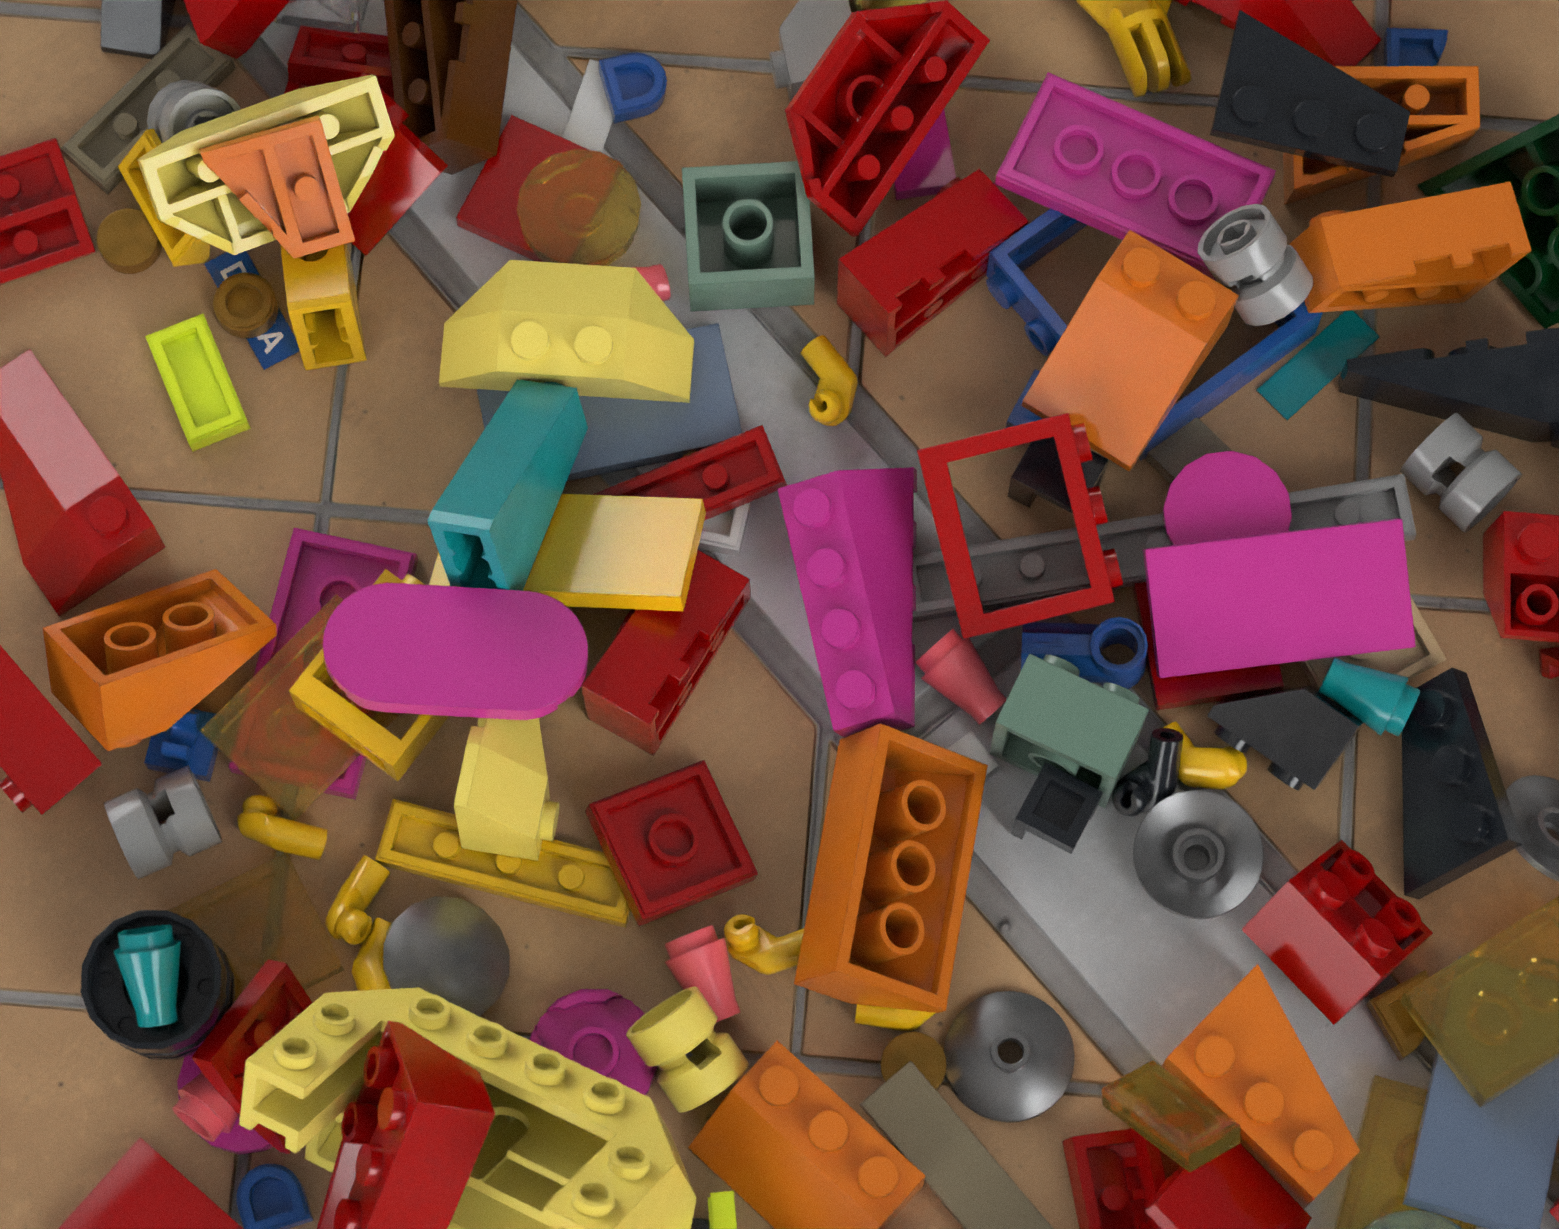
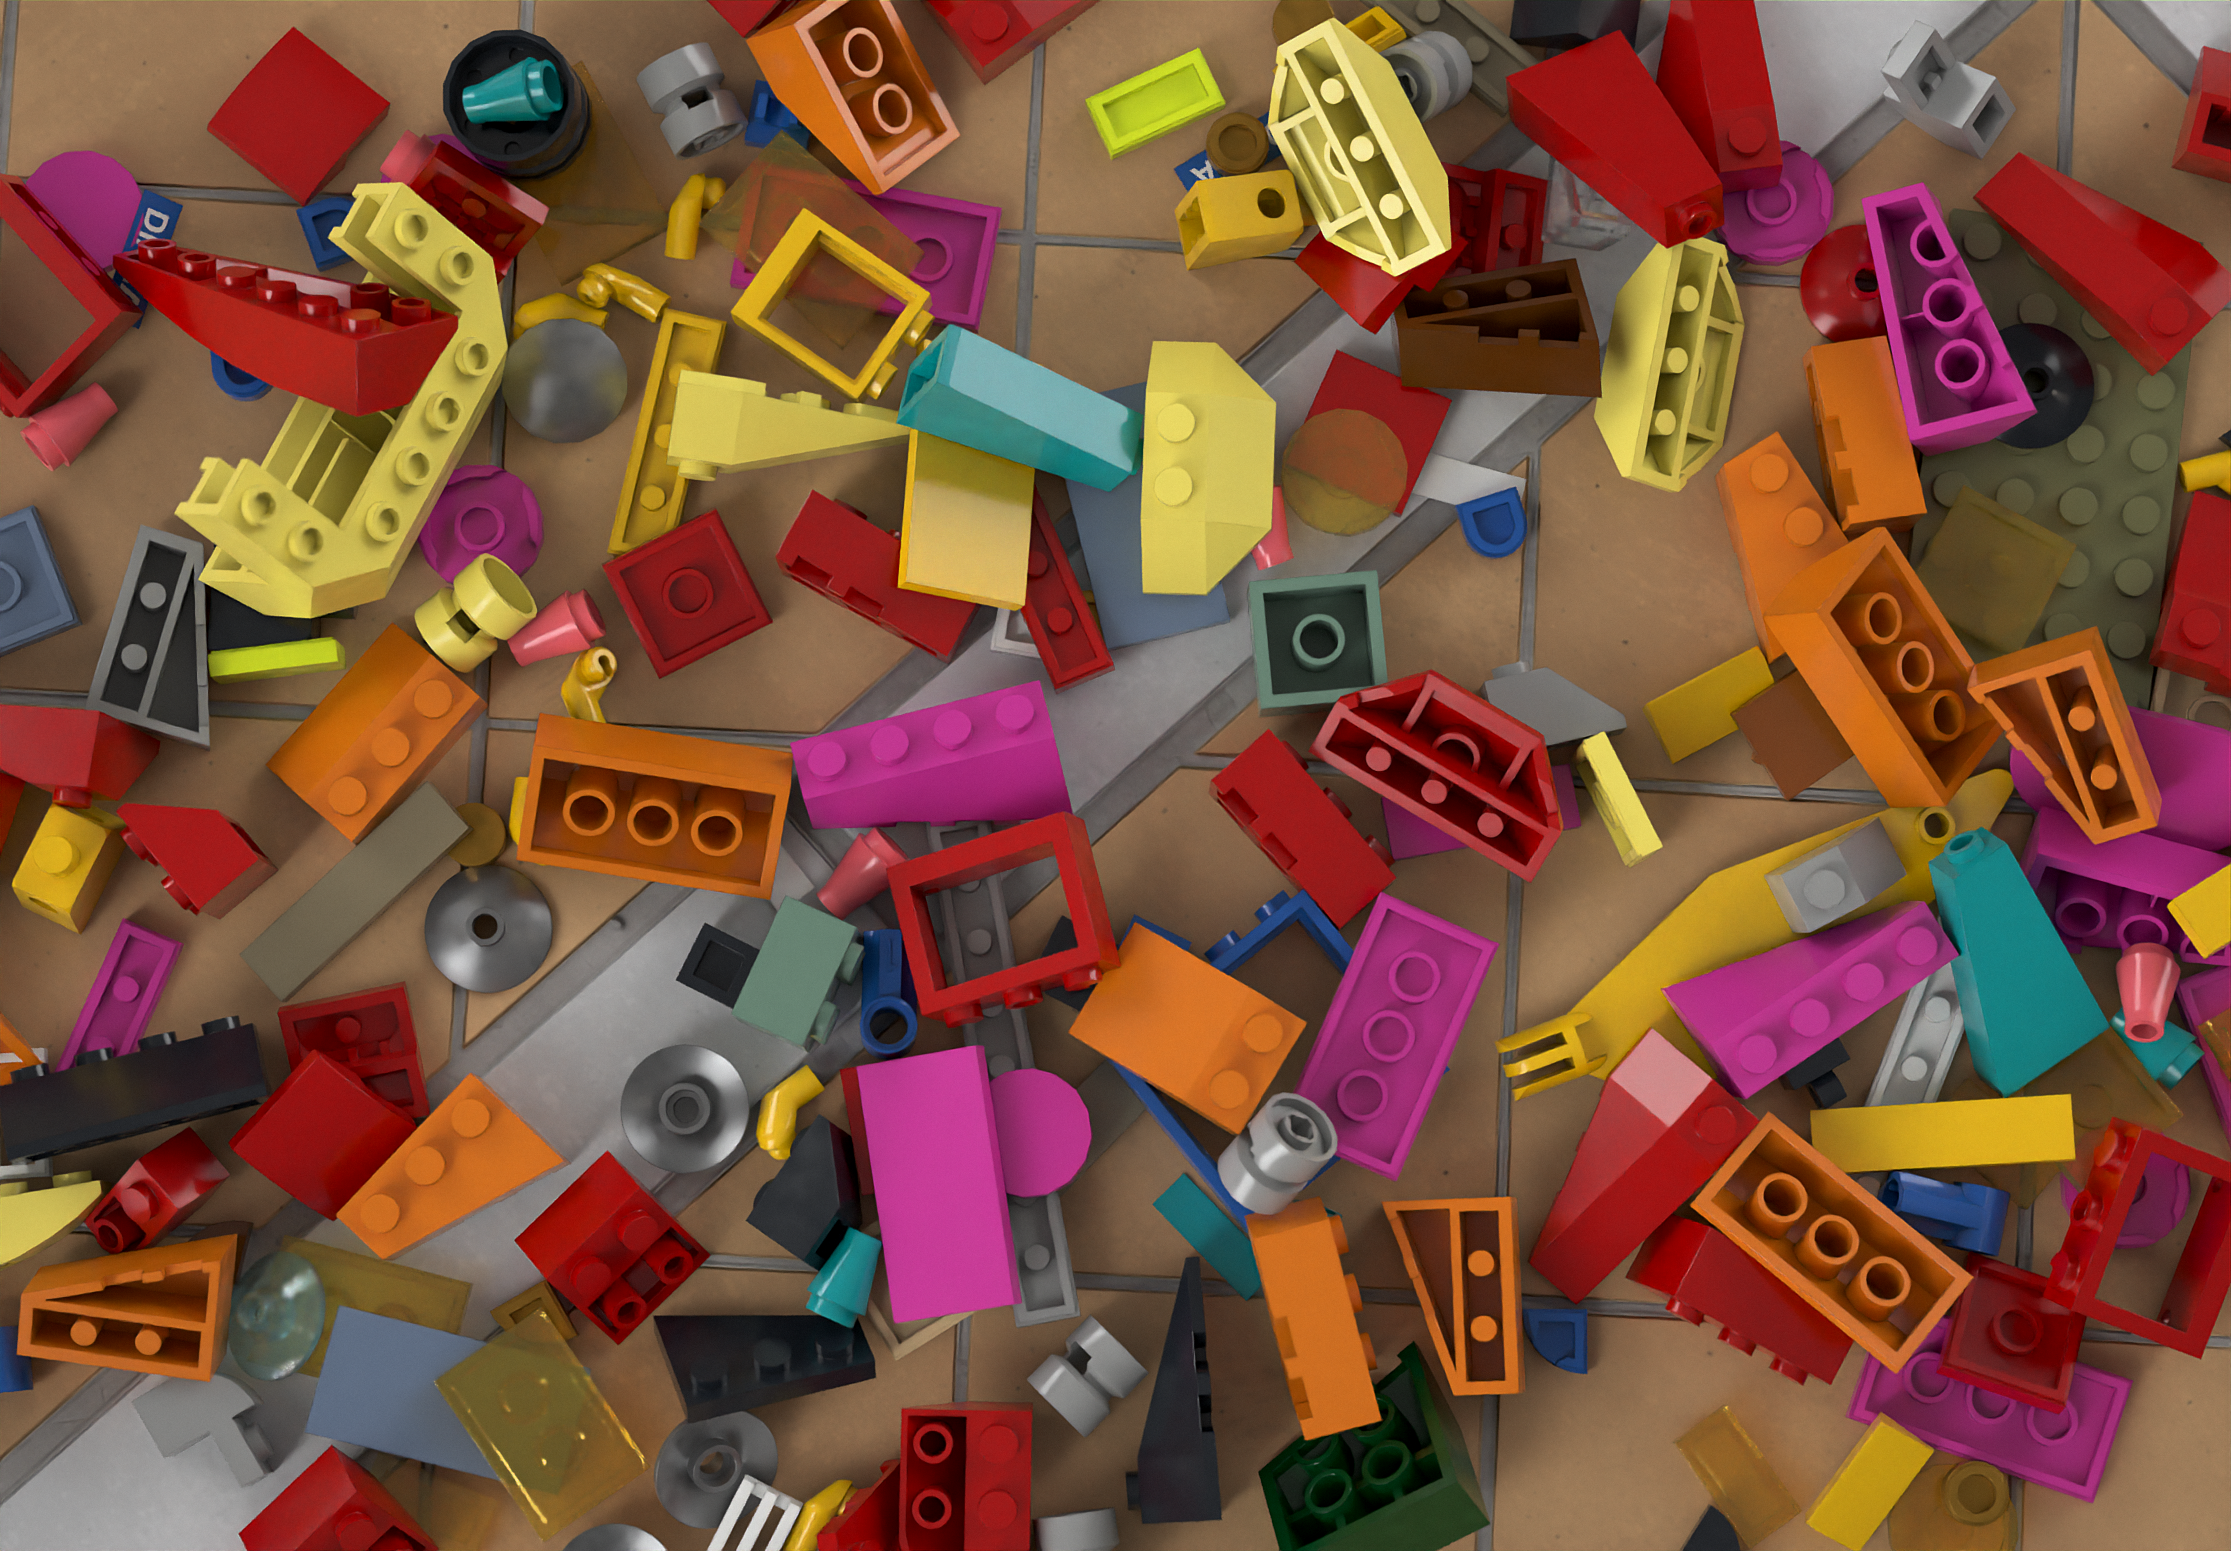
camera: 85 degrees right, 10 degrees up
(286, 184) = (1324, 168): orange wing -> none
(455, 651) = (840, 364): dark pink tile -> none
(836, 382) = (1169, 741): yellow arm -> none
(1154, 778) = (761, 1064): black arm -> none
(1171, 1116) = (418, 1079): clear yellow tile -> none
(1304, 106) = (1463, 1206): black wing -> none

